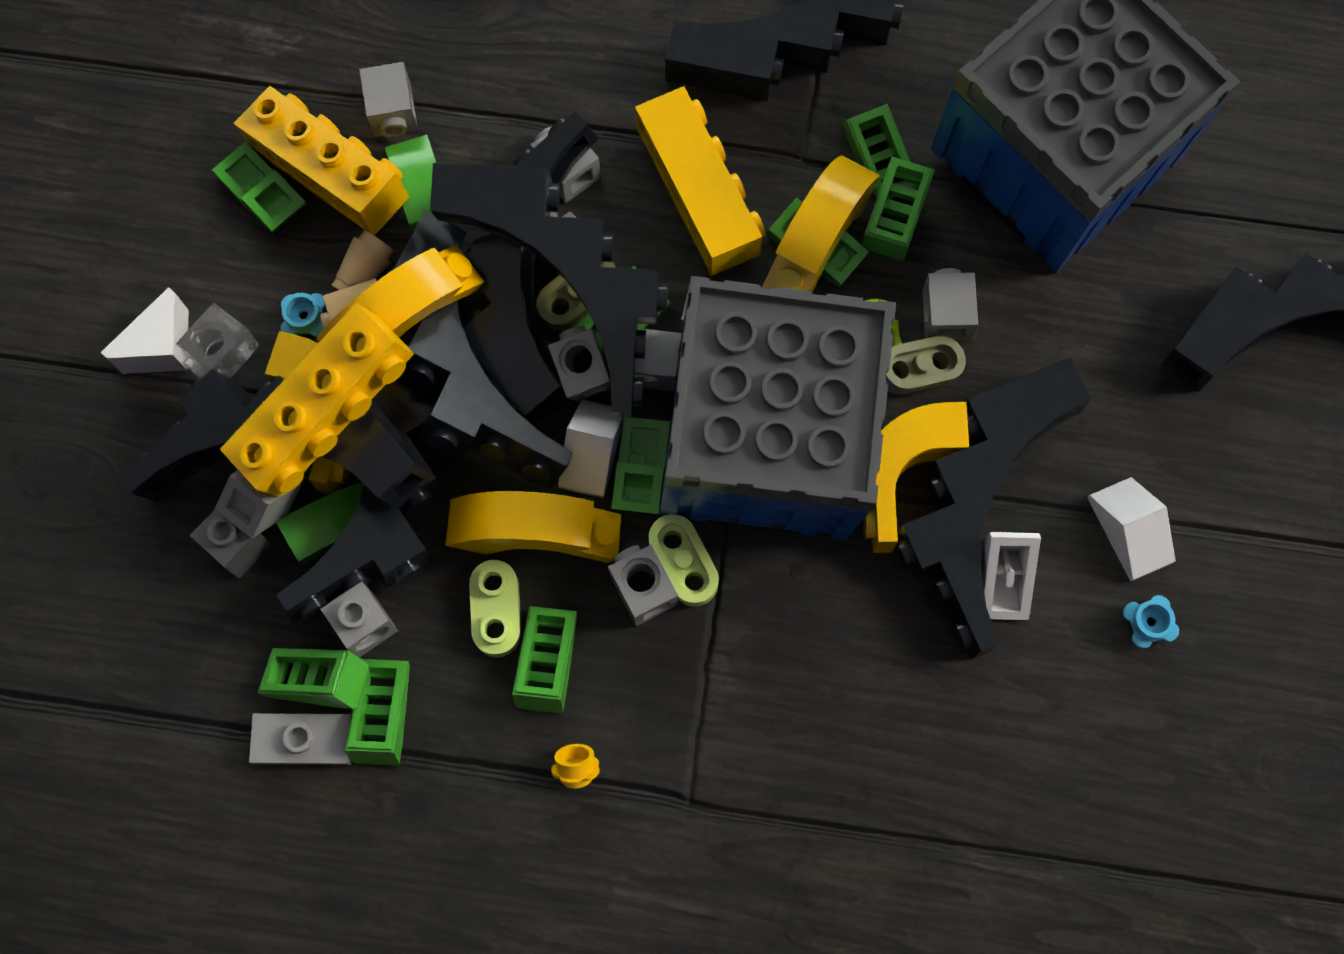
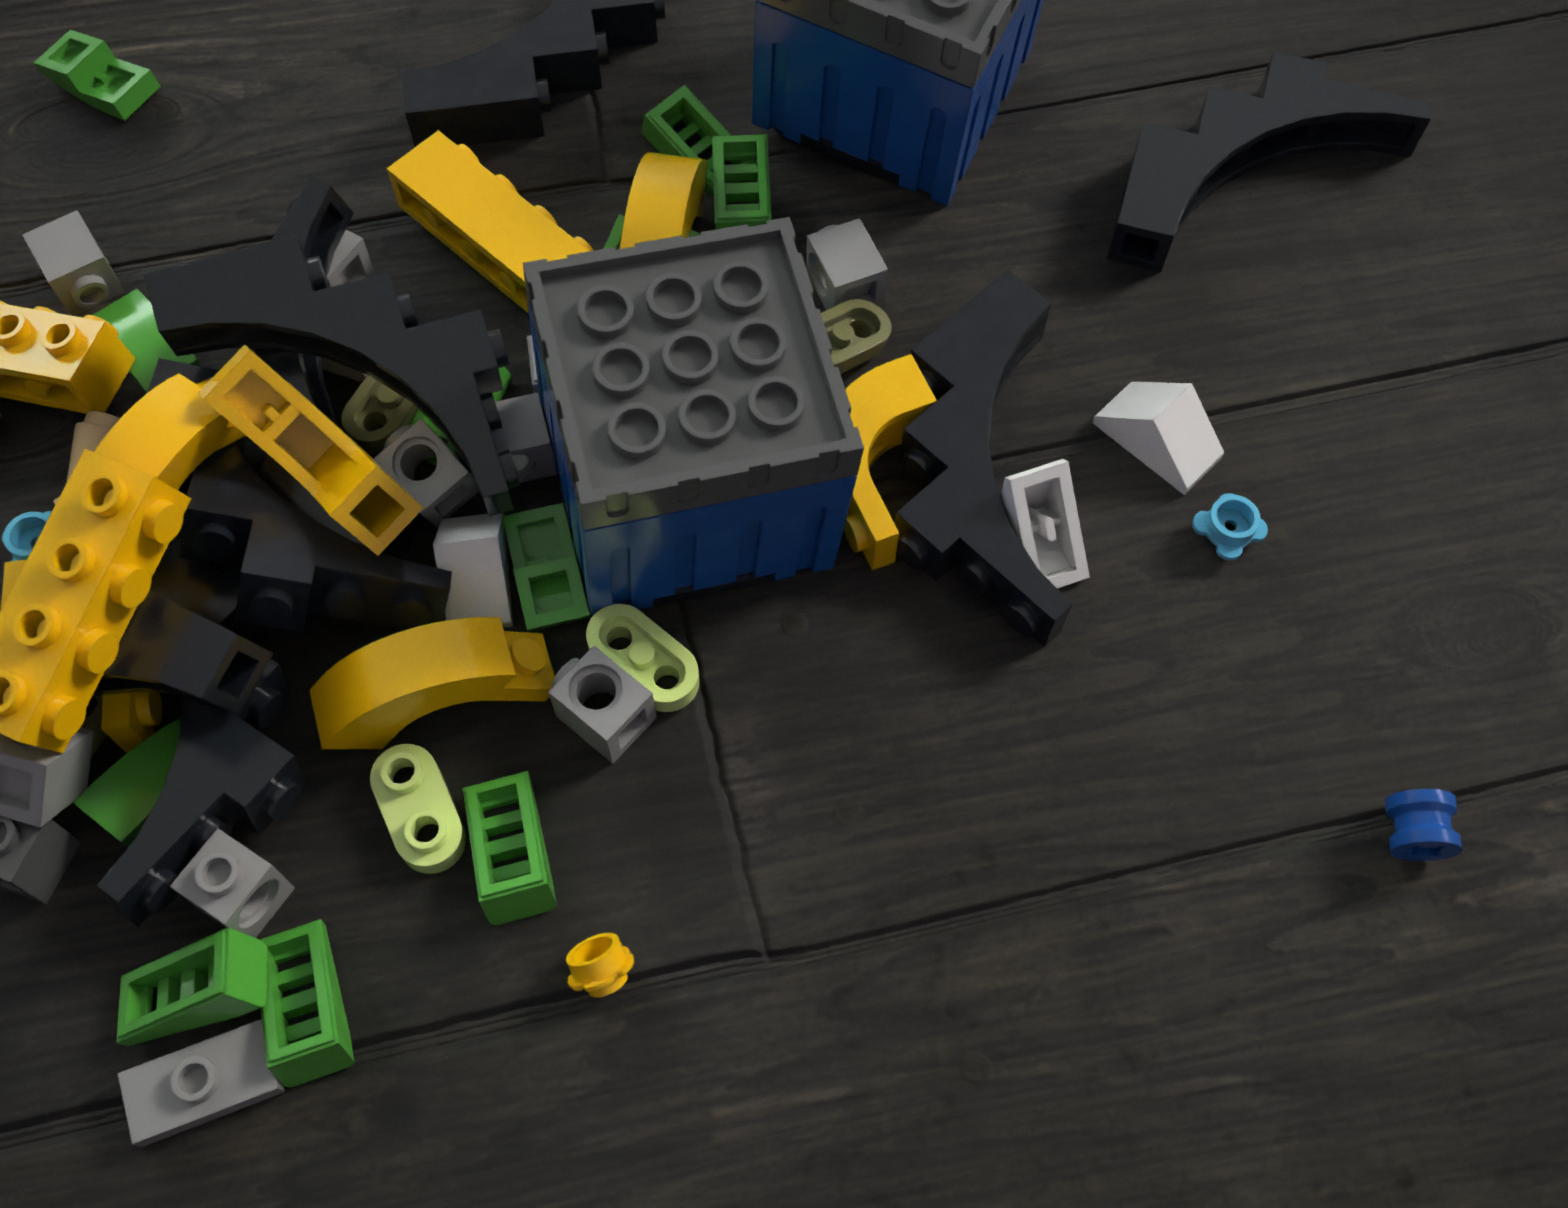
camera: 25 degrees left, 10 degrees down
(511, 336) = (312, 450): none -> yellow arch
(1180, 899) = (1423, 825): none -> blue wheel

